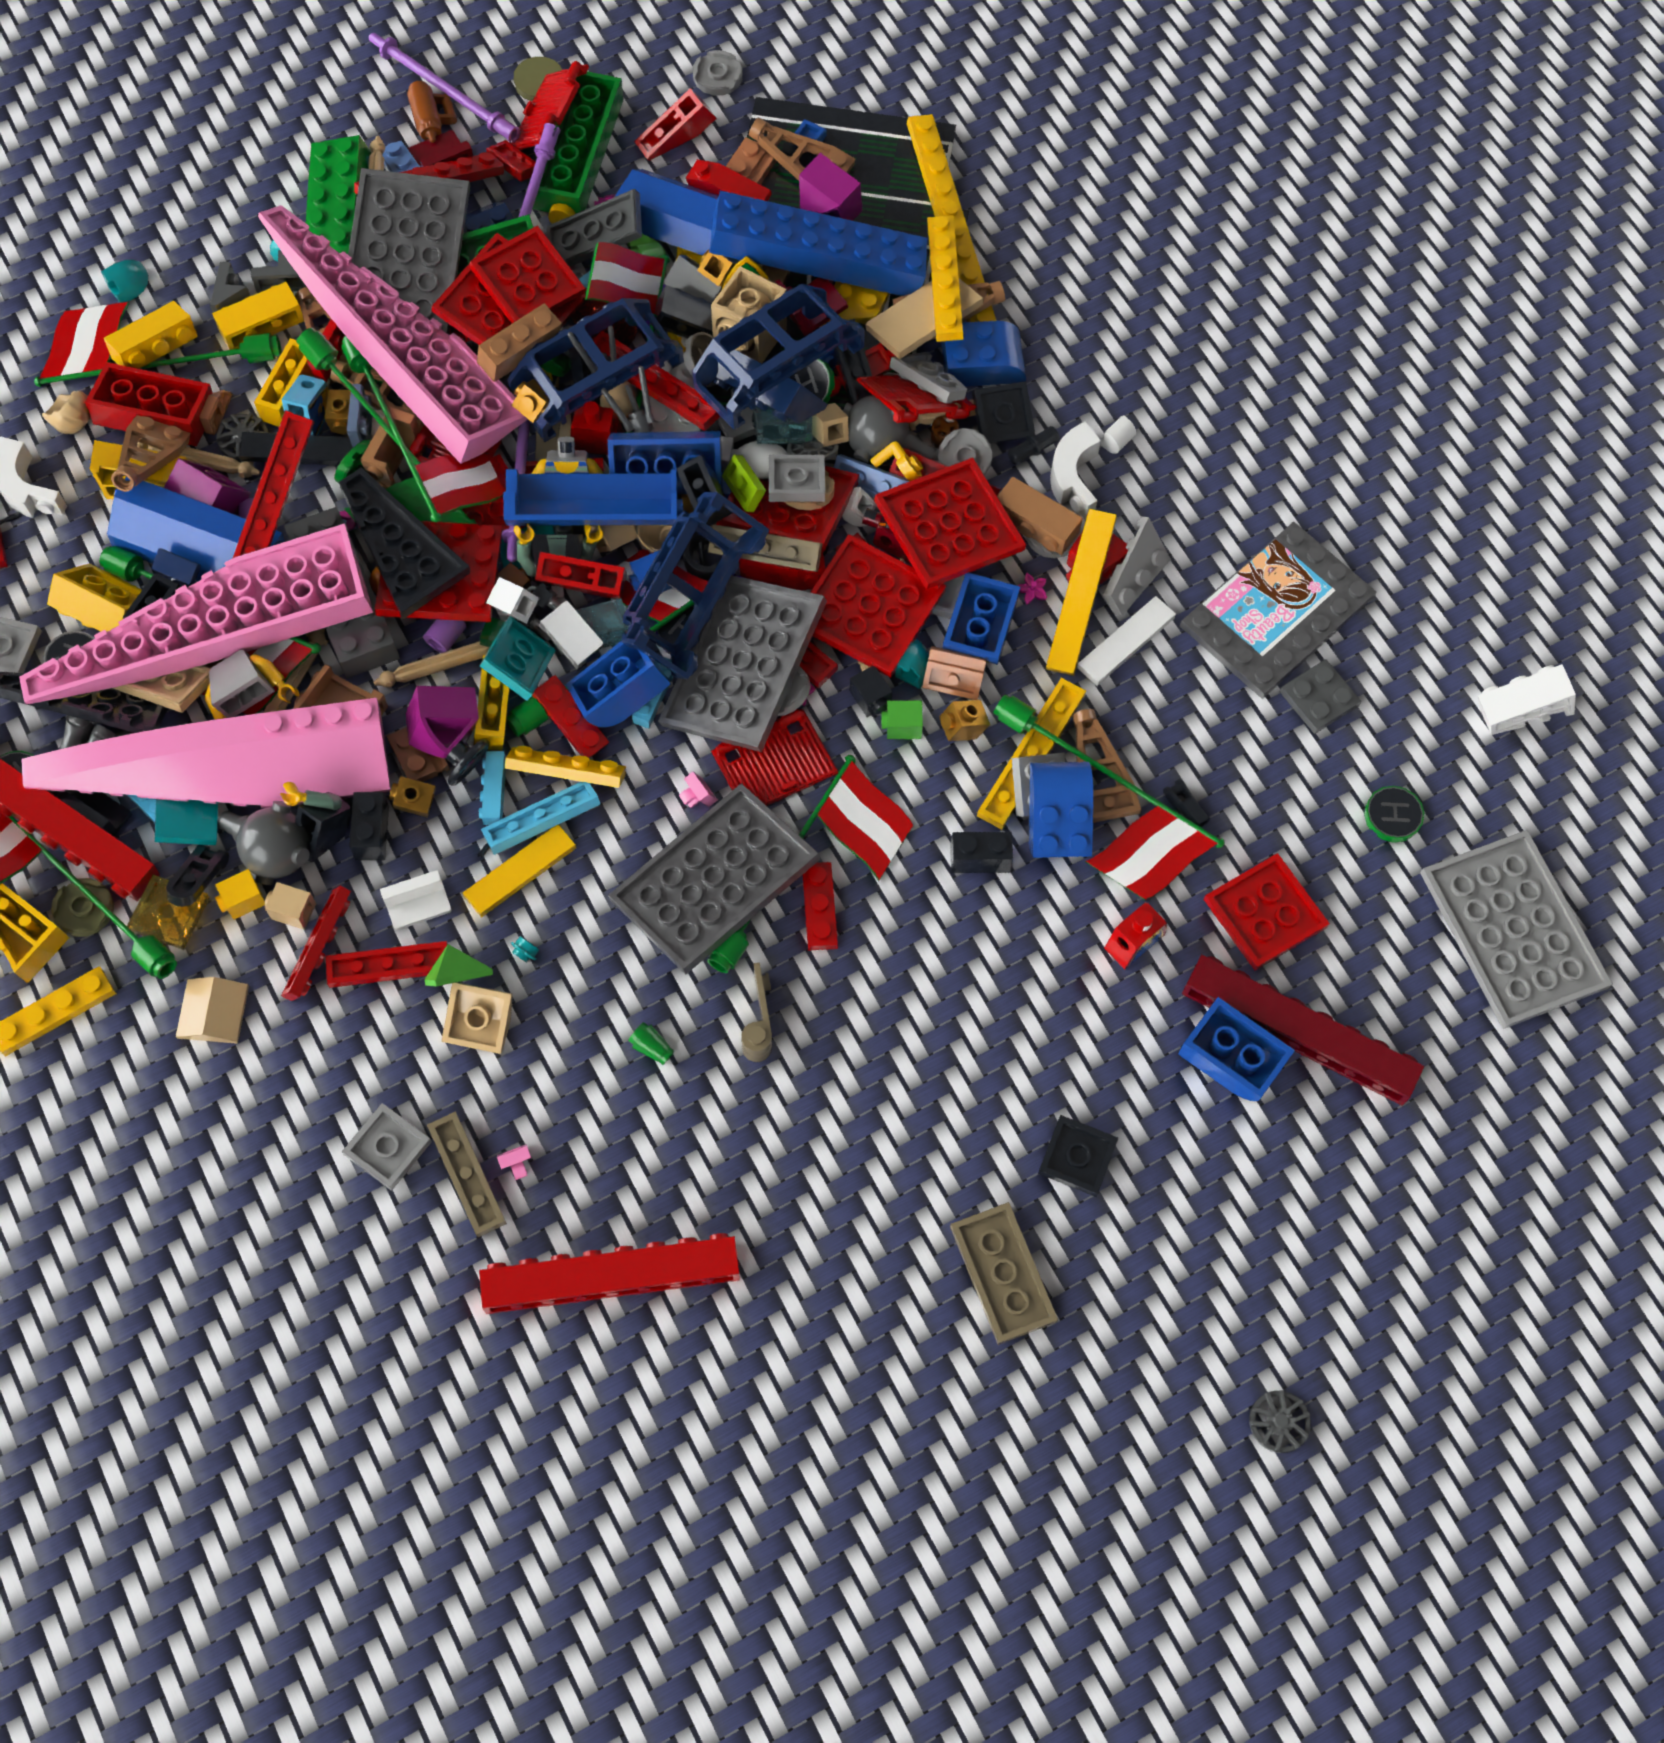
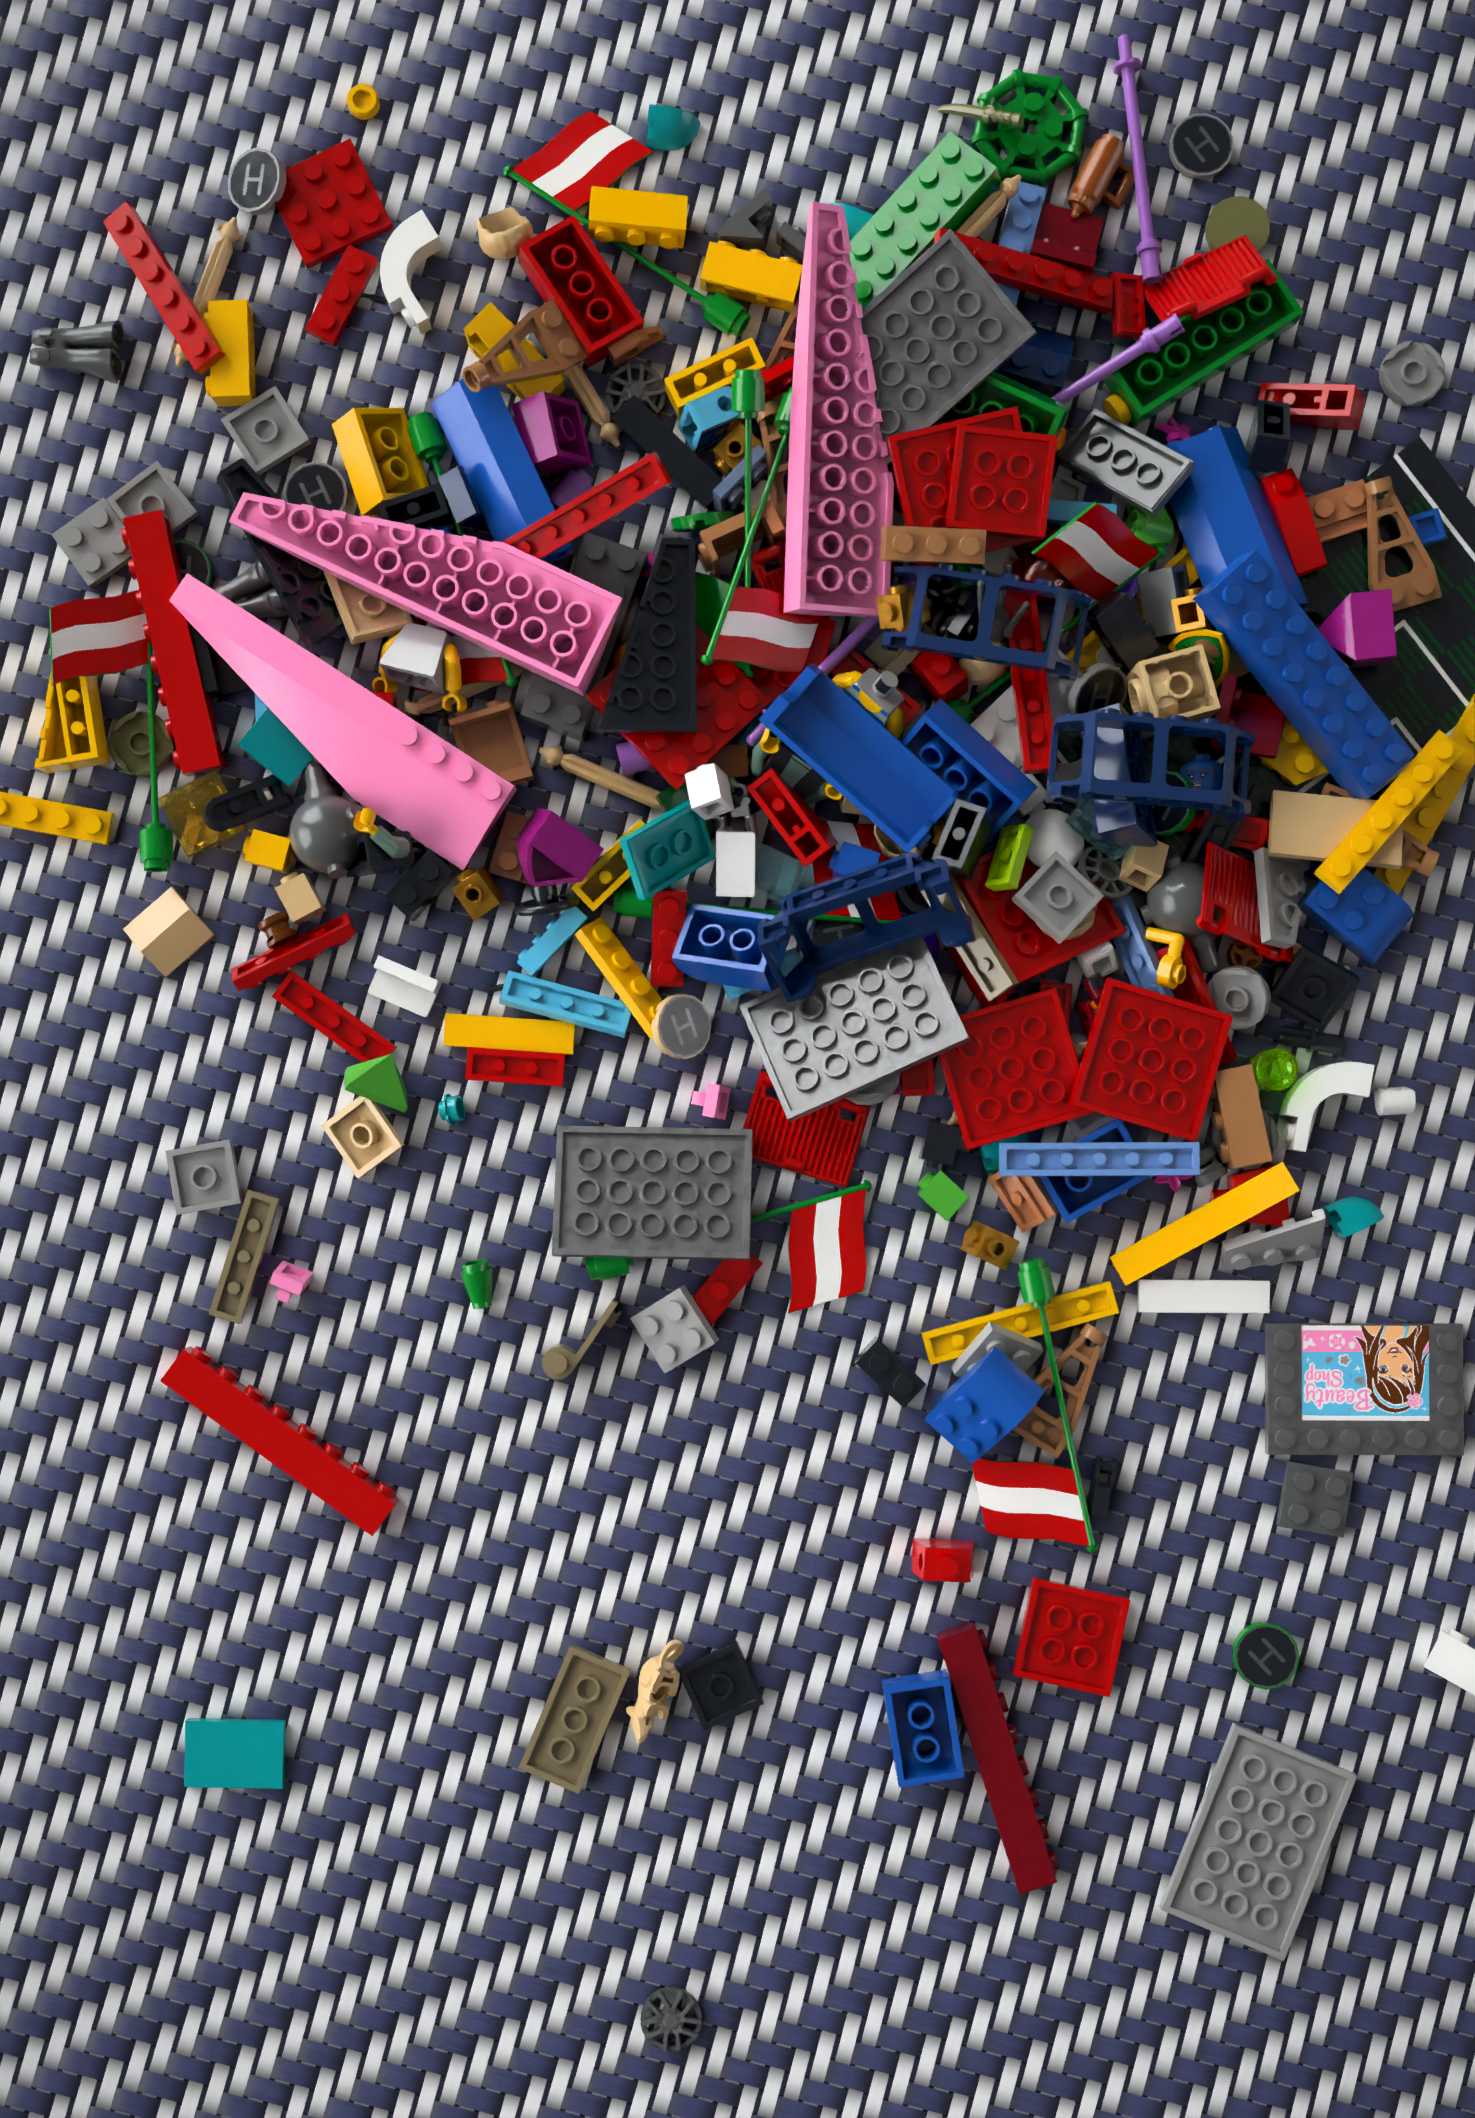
camera: 45 degrees right, 20 degrees up
(291, 938) = (277, 929): none -> reddish brown wheel
(326, 127) = (986, 114): none -> olive piece
(360, 108) = (1048, 128): none -> green plate
(474, 56) = (1201, 146): none -> black tile
(543, 885) = (515, 1067): none -> red plate
(632, 762) = (681, 1026): none -> black tile
(639, 420) = (978, 709): dark grey plant -> none
(667, 154) = (1269, 436): none -> black brick
(787, 1536) = (234, 1753): none -> teal tile
(813, 952) = (674, 1329): none -> light grey plate
(977, 601) = (1099, 1159): none -> medium blue plate
(1031, 469) = (1274, 1069): none -> clear neon green wheel
(1033, 1193) = (656, 1682): none -> tan animal
(1053, 564) = (1211, 1171): none -> dark grey wheel
(1165, 517) = (1352, 1215): none -> teal brick

